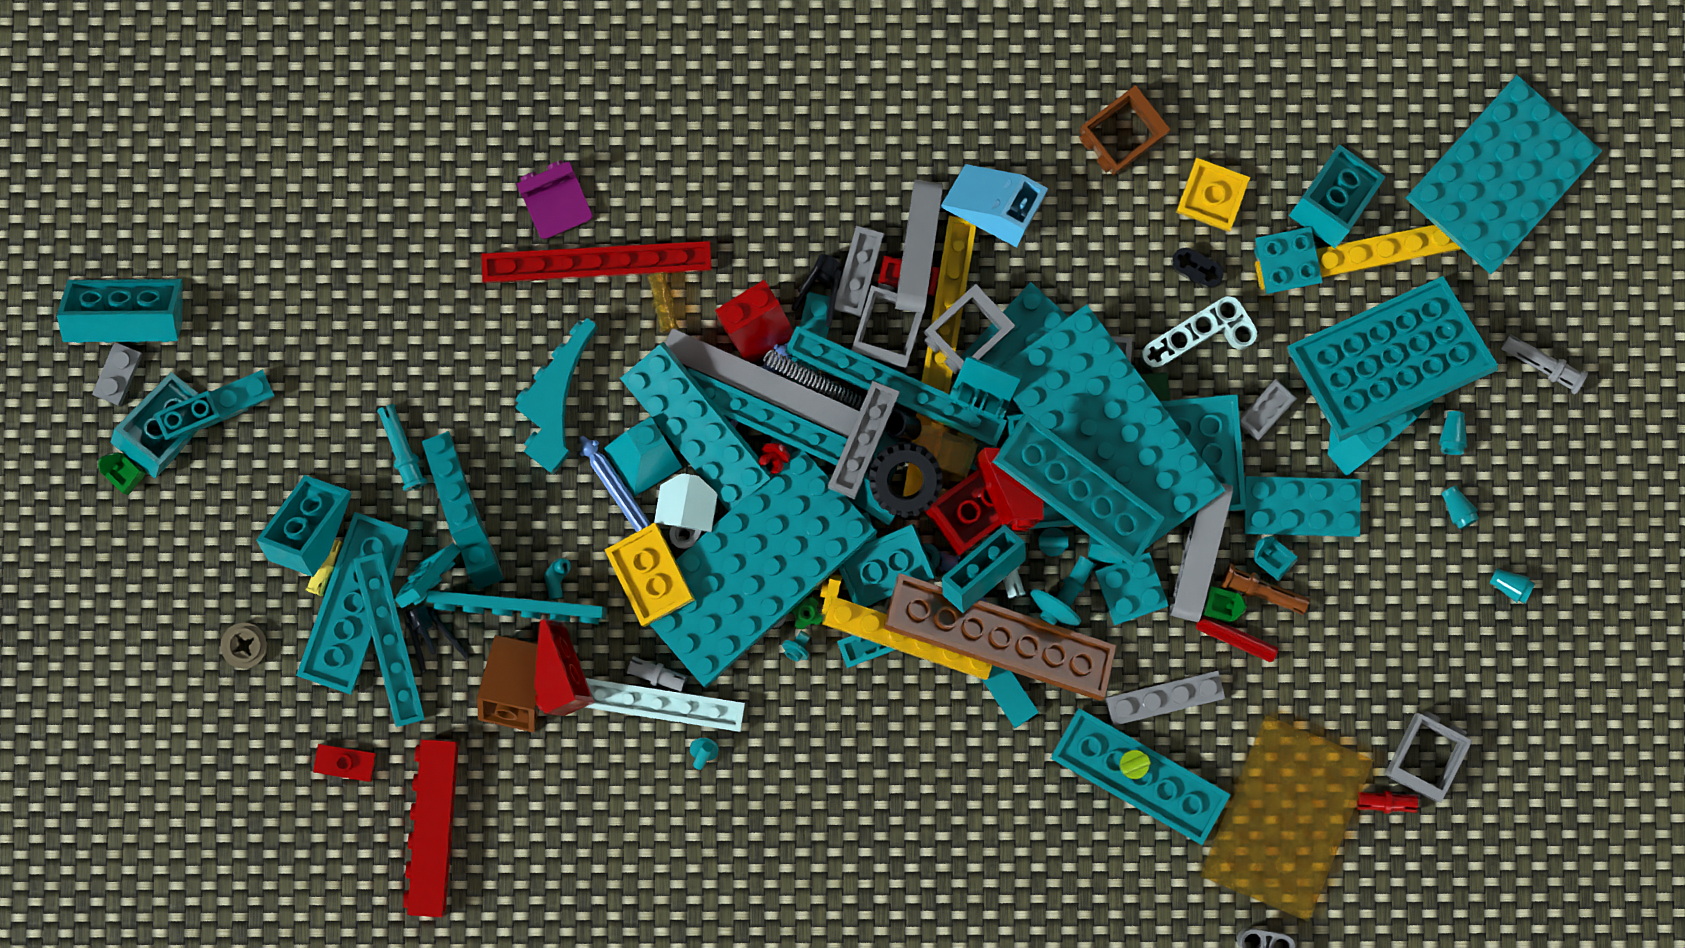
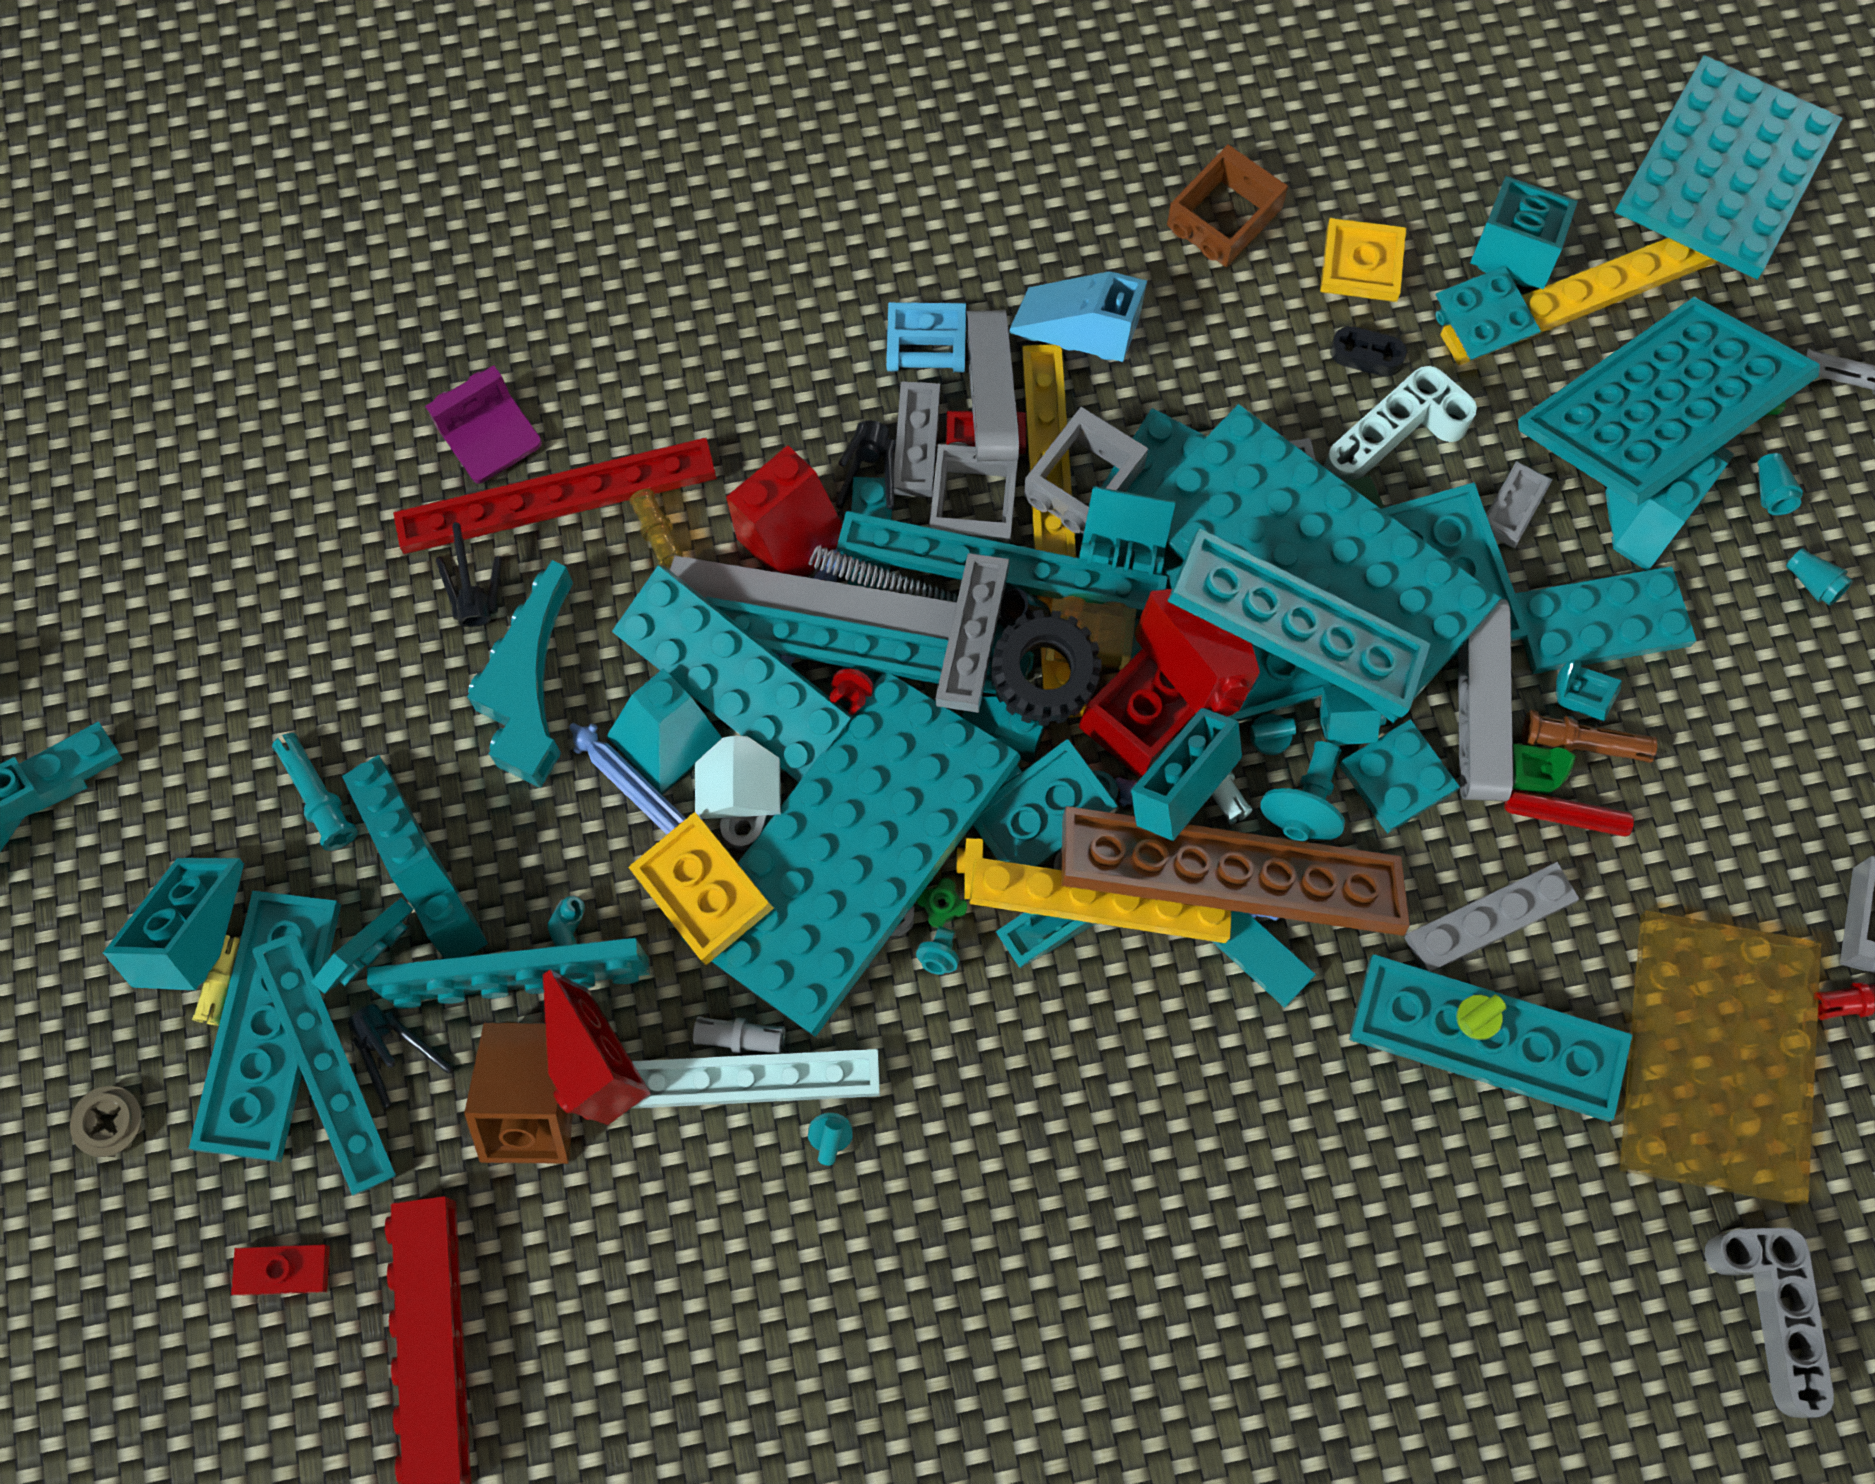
camera: 10 degrees left, 15 degrees down
(526, 333) = (472, 606): none -> black plant
(885, 182) = (926, 326): none -> medium azure plate

